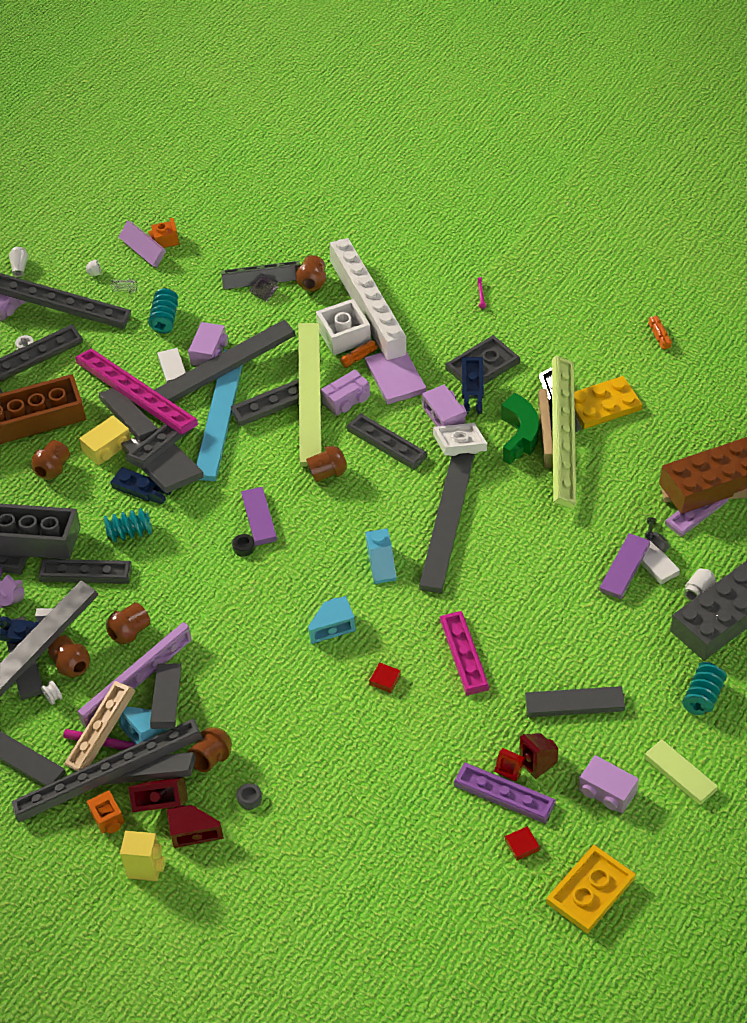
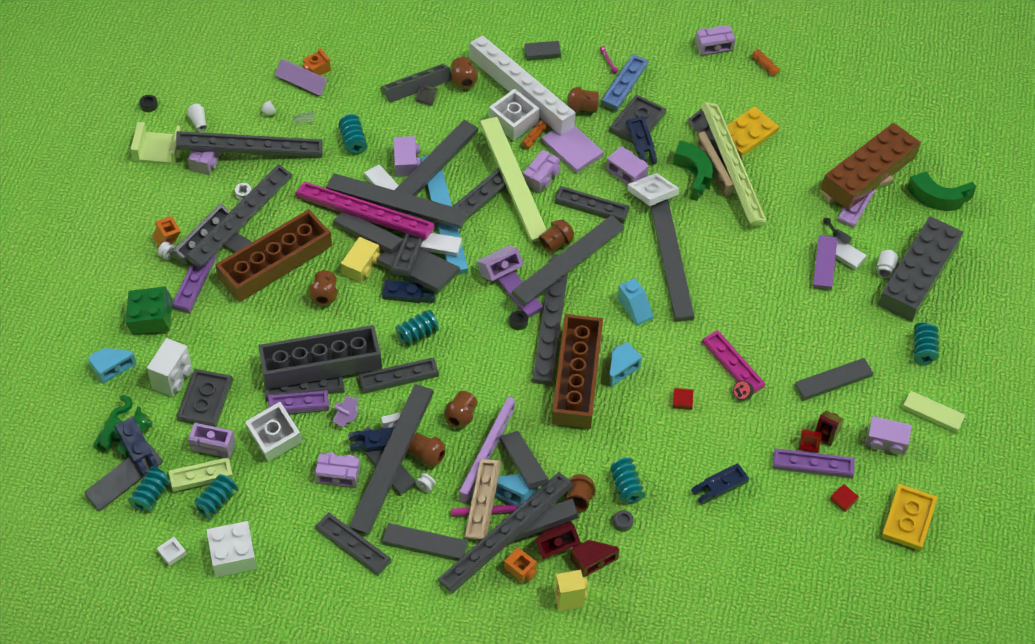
camera: 25 degrees left, 5 degrees up
(175, 389) = (398, 201): none -> dark grey tile
(198, 444) = (442, 244): none -> white tile
(249, 478) = (500, 263): none -> lavender brick
(272, 751) = (626, 480): none -> teal piece
(275, 615) = (577, 371): none -> dark orange brick
(279, 554) = (550, 331): none -> dark grey plate
(324, 492) = (567, 260): none -> dark grey tile
(380, 785) = (721, 483): none -> dark blue hinge
(412, 269) = (542, 50): none -> dark grey tile
(427, 328) = (583, 100): none -> dark orange piece
(458, 686) = (743, 390): none -> tile
(486, 320) = (624, 82): none -> medium blue plate
(610, 296) = (715, 40): none -> lavender brick

